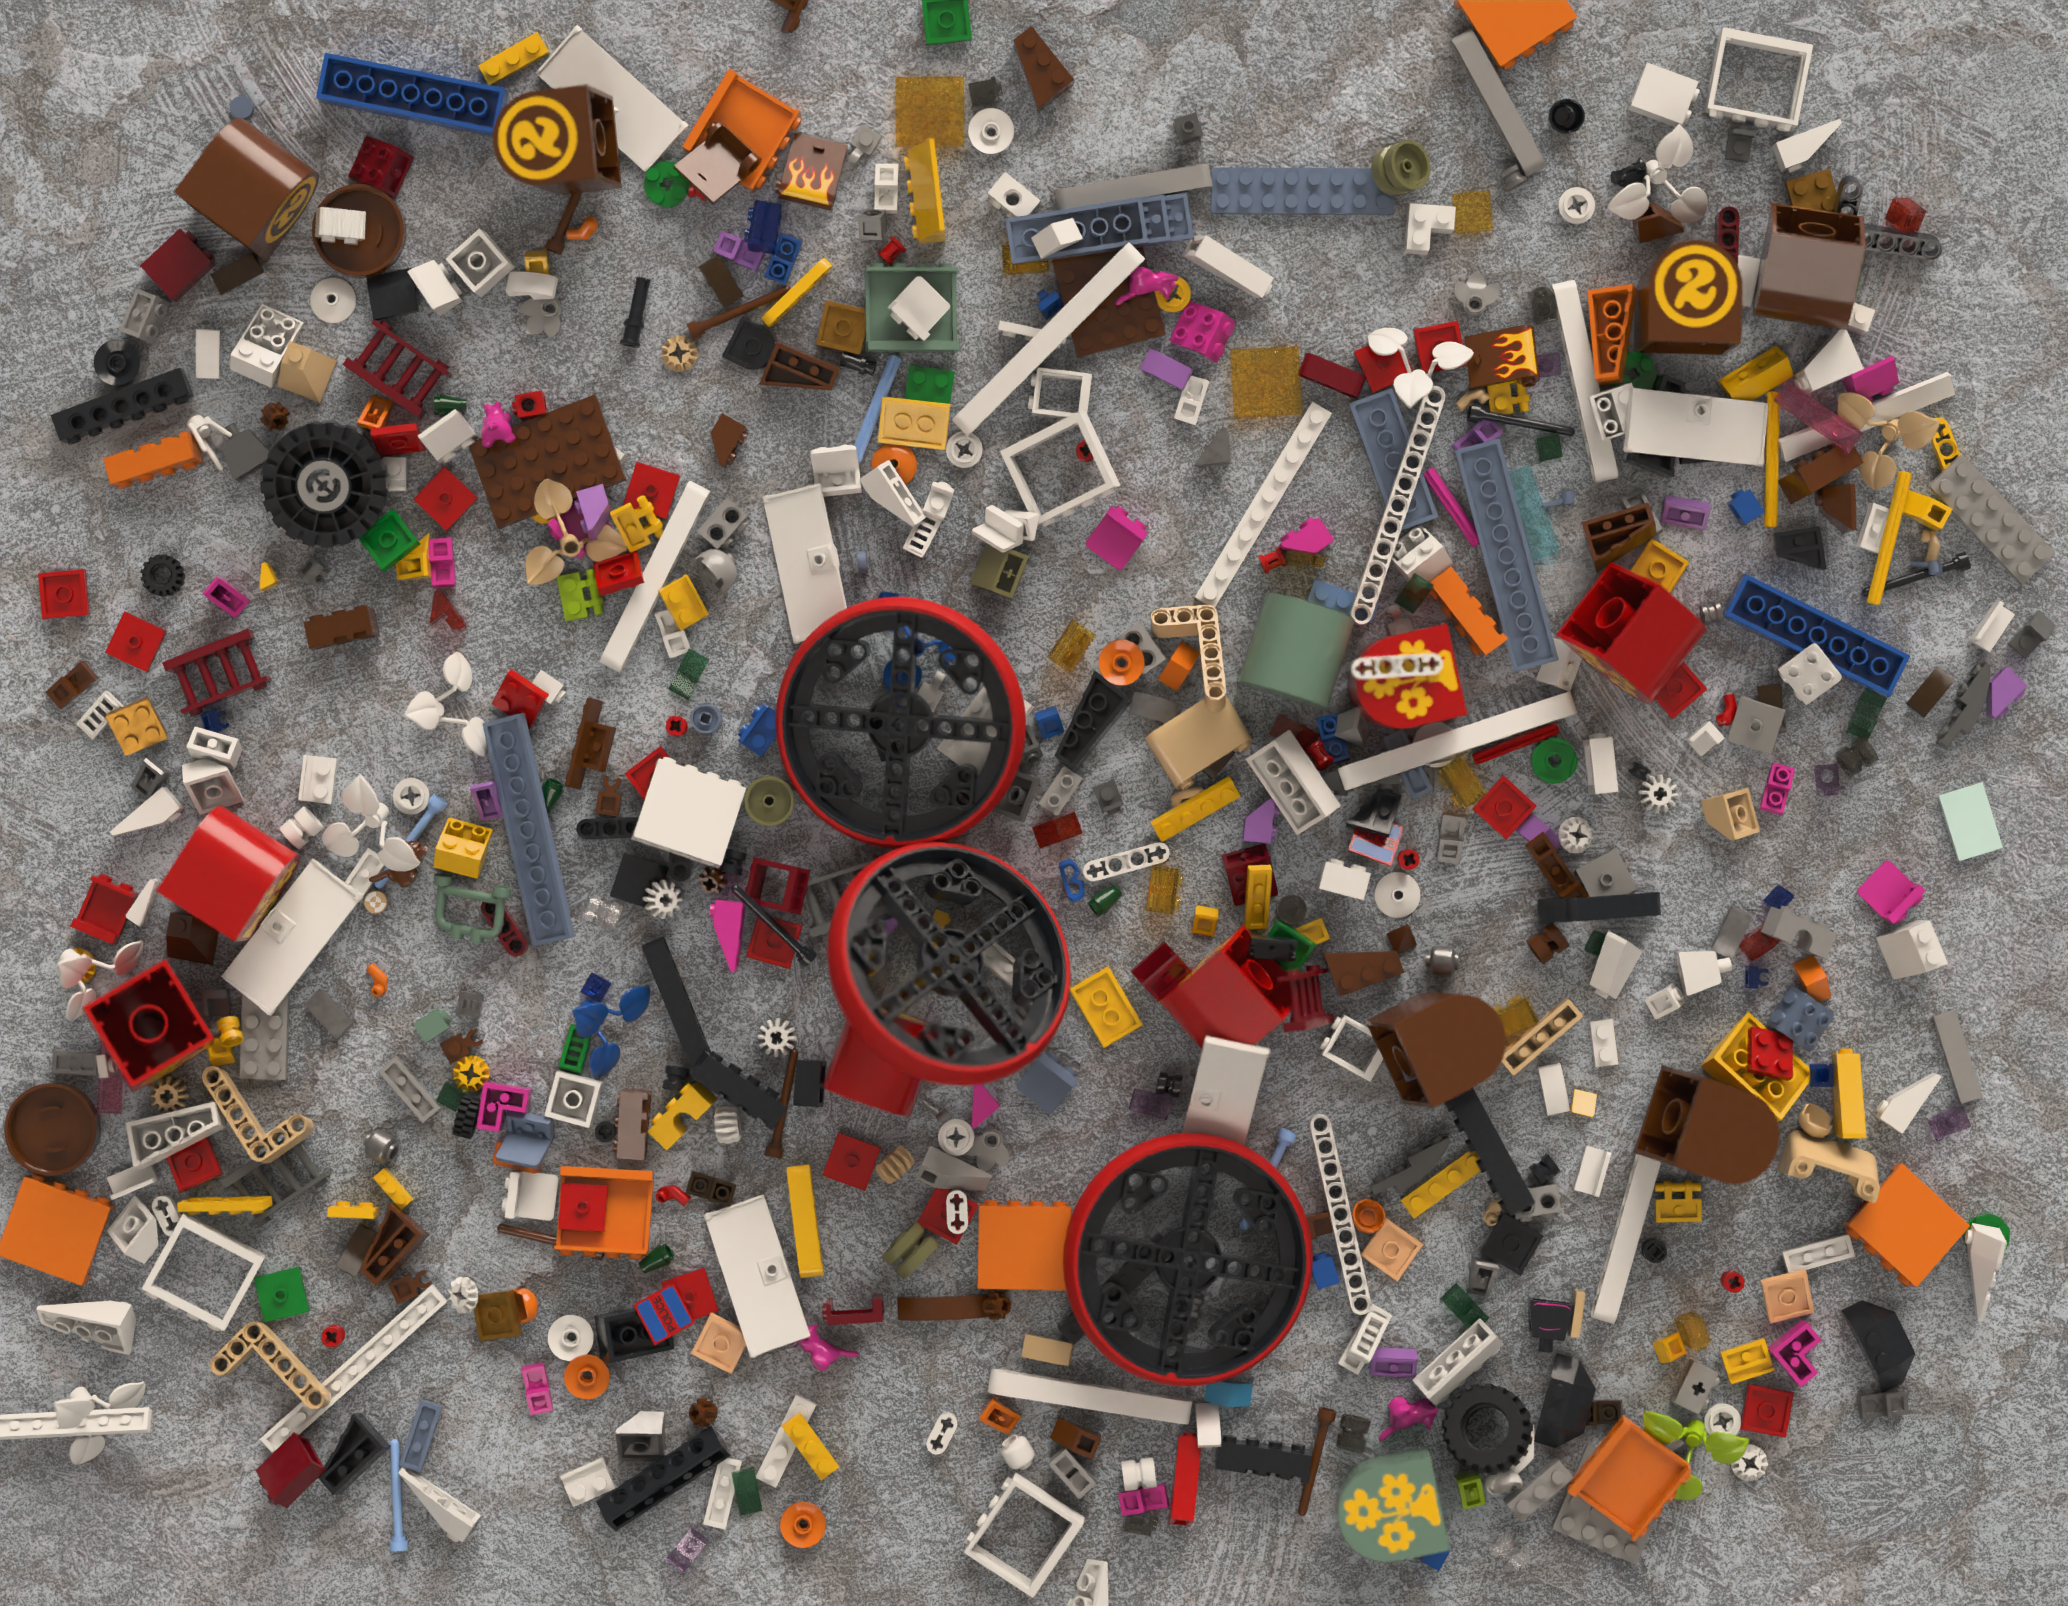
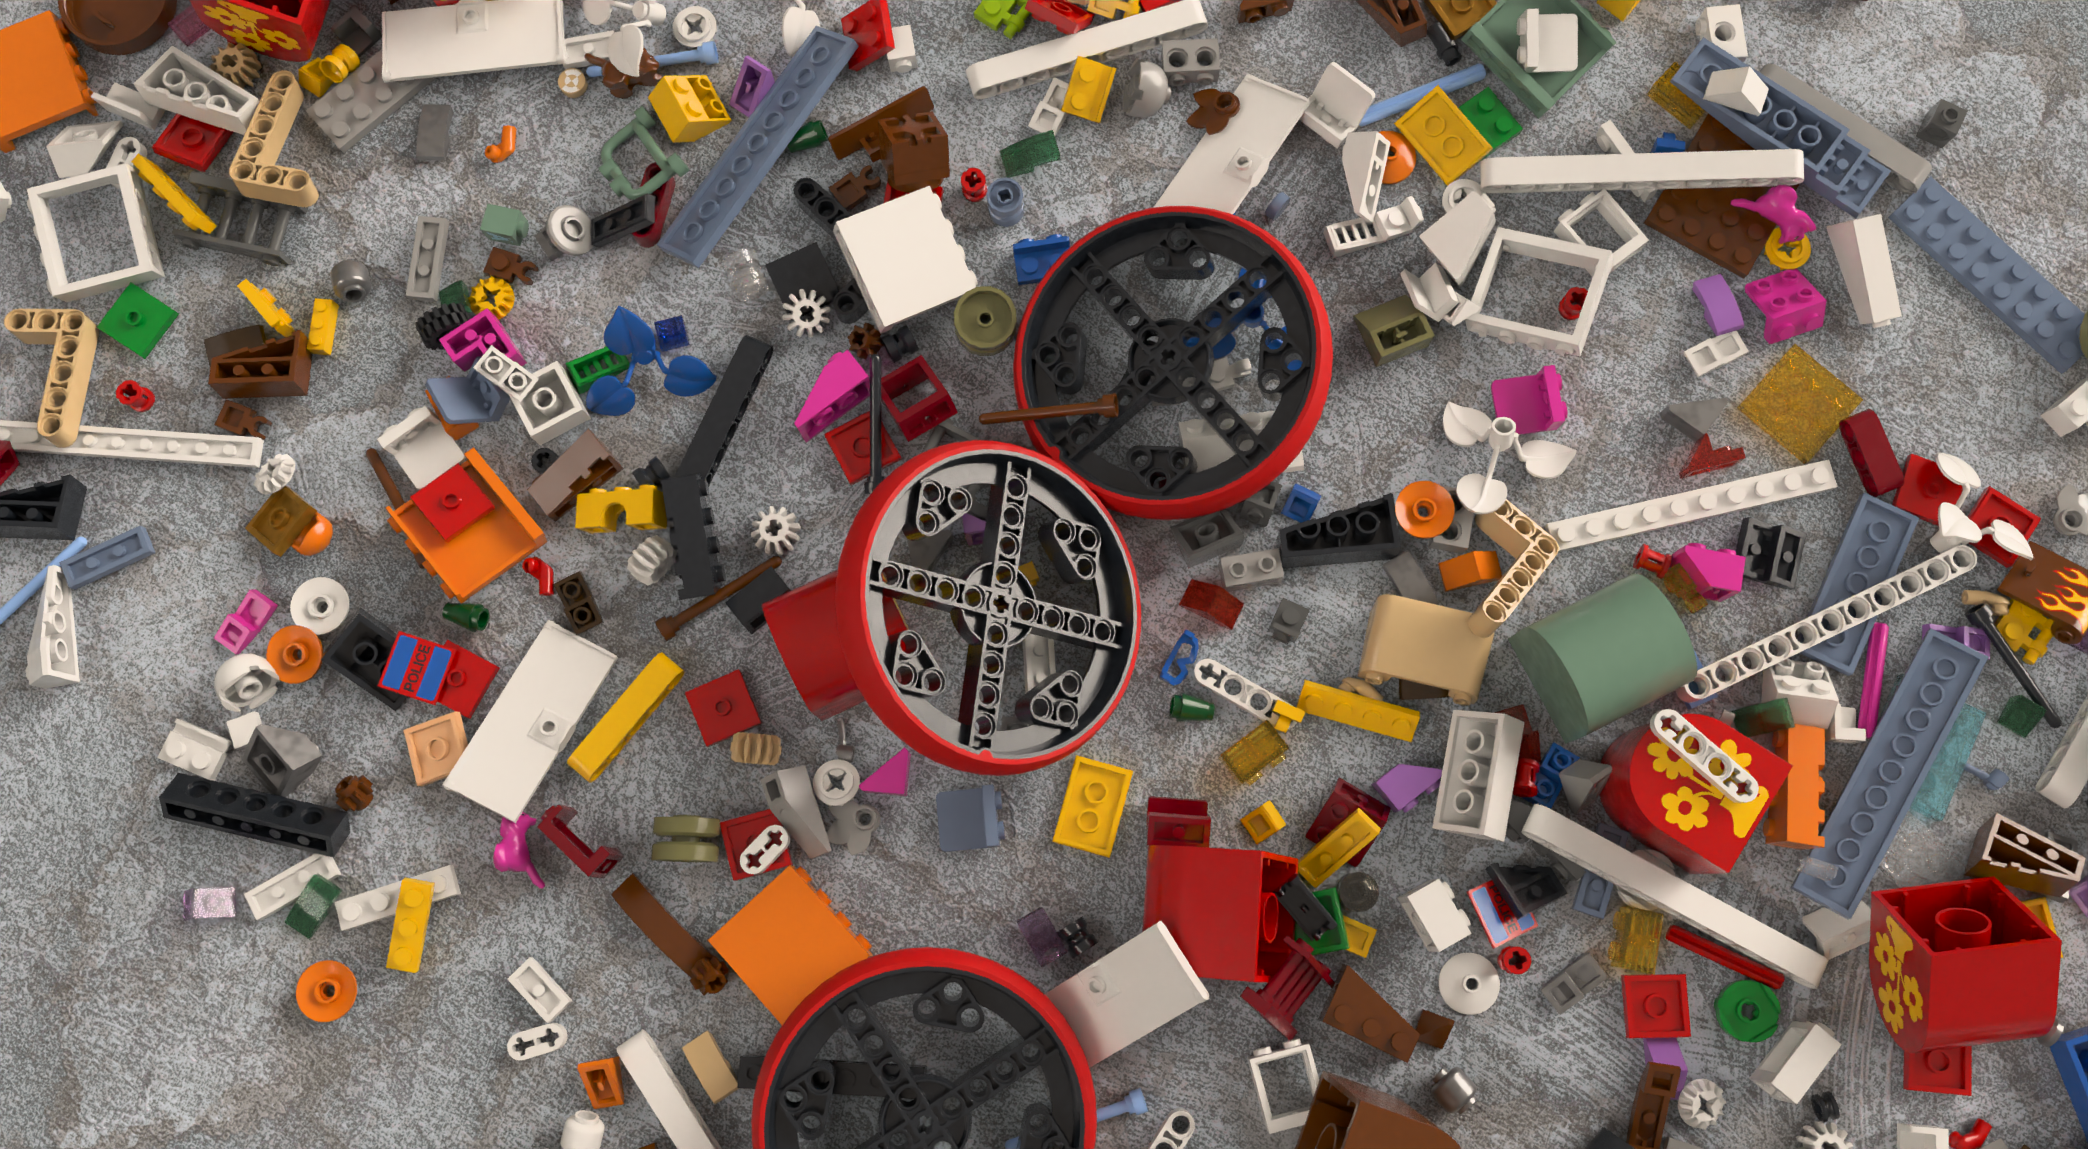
camera: 55 degrees right, 10 degrees down
(476, 989) = (570, 230): none -> light grey wheel
(502, 954) = (623, 220): none -> black tile
(538, 1108) = (506, 374): none -> white slope
(576, 1418) = (245, 682): none -> white cylinder
(604, 1443) = (242, 729): none -> white tile
(627, 745) = (914, 151): none -> reddish brown piece
(765, 542) = (1212, 110): none -> reddish brown plate
(893, 788) = (1105, 406): none -> reddish brown piece
(914, 1406) = (540, 990): none -> white plate
(986, 481) = (1461, 235): none -> white slope
(1071, 646) = (1392, 453): clear yellow brick -> none
(1096, 583) = (1485, 495): none -> white plant
(1160, 852) = (1287, 713): none -> yellow tile
(1244, 473) = (1704, 459): none -> clear red slope
(1330, 490) = (1770, 552): none -> black slope
(1459, 550) = (1843, 727): none -> white panel
(1516, 651) = (1817, 869): none -> clear tile

